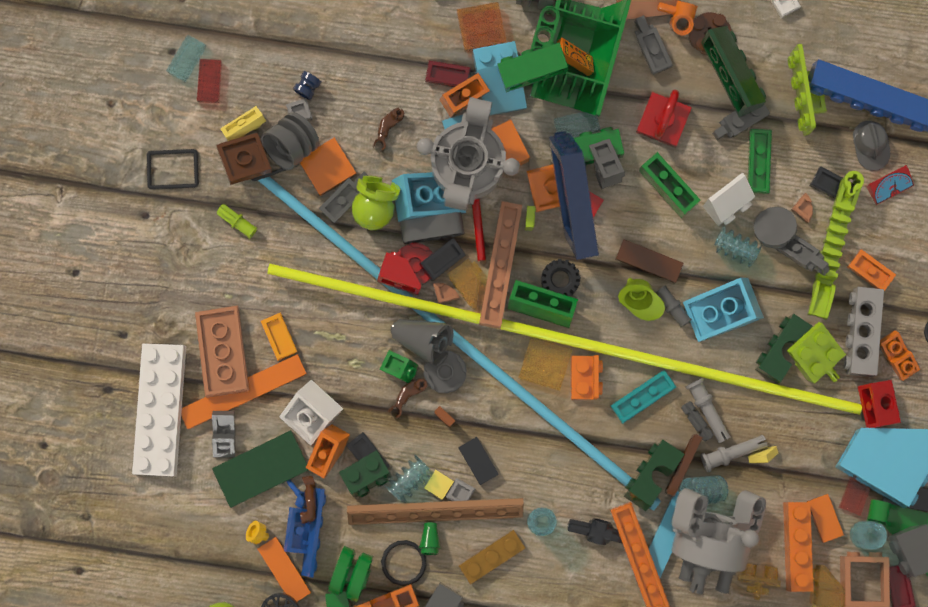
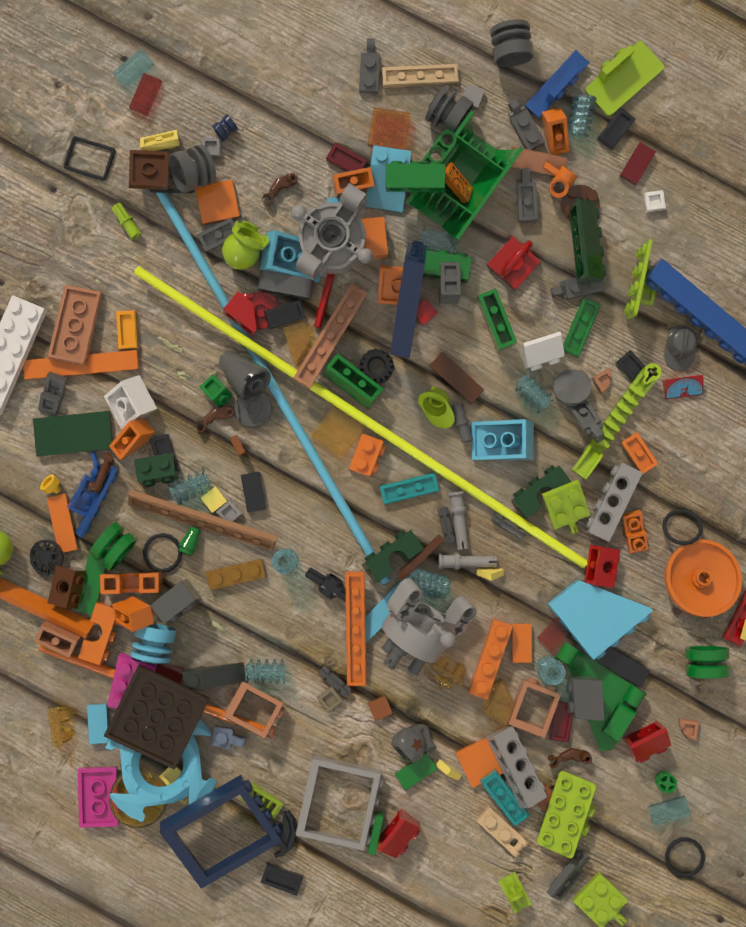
camera: 30 degrees right, 5 degrees up
(445, 293) = (277, 343): nougat tile -> none
(530, 218) = (370, 306): lime tile -> none
(764, 398) = (509, 526): none -> dark grey axle

